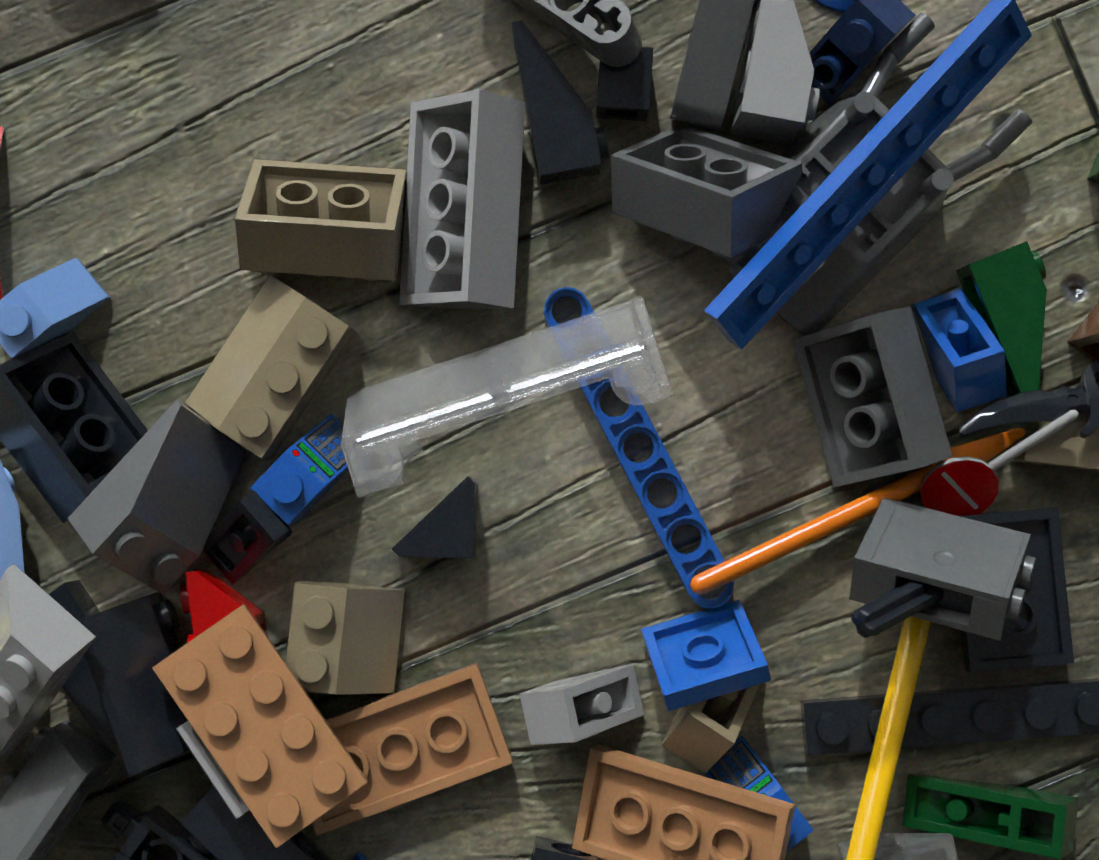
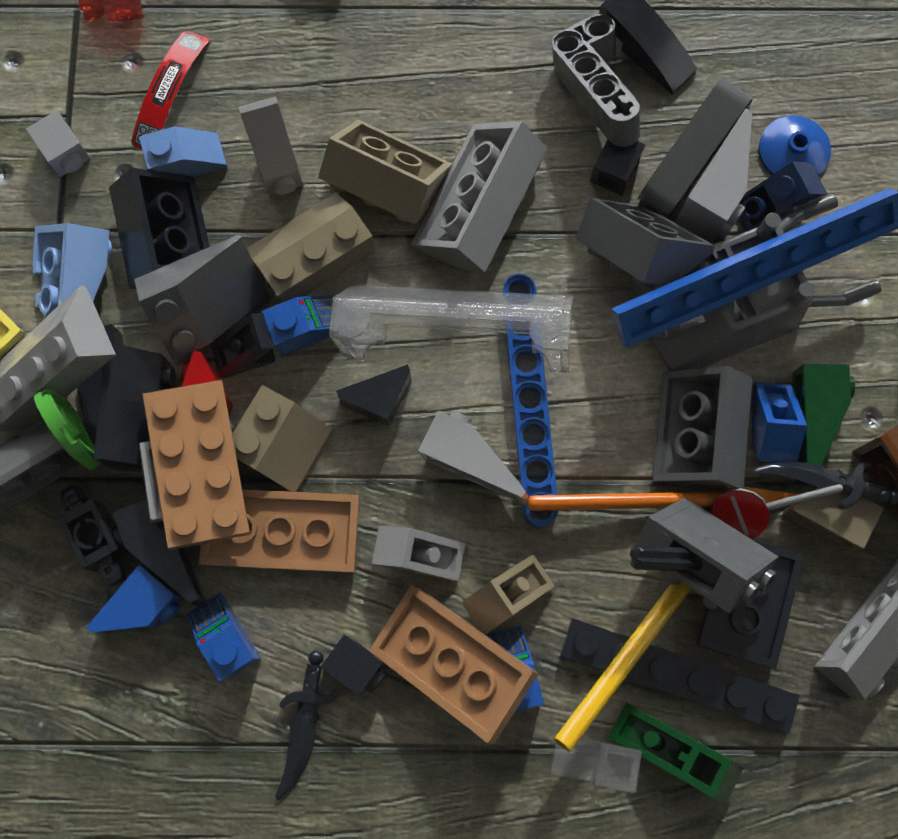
camera: 25 degrees right, 10 degrees down
(72, 749) = (66, 426): none -> bright green tile
(164, 261) = (271, 146): none -> light grey slope
(558, 119) = (565, 167): black slope -> none
(591, 556) = (462, 450): none -> light grey slope
(705, 655) = (518, 551): blue plate -> none

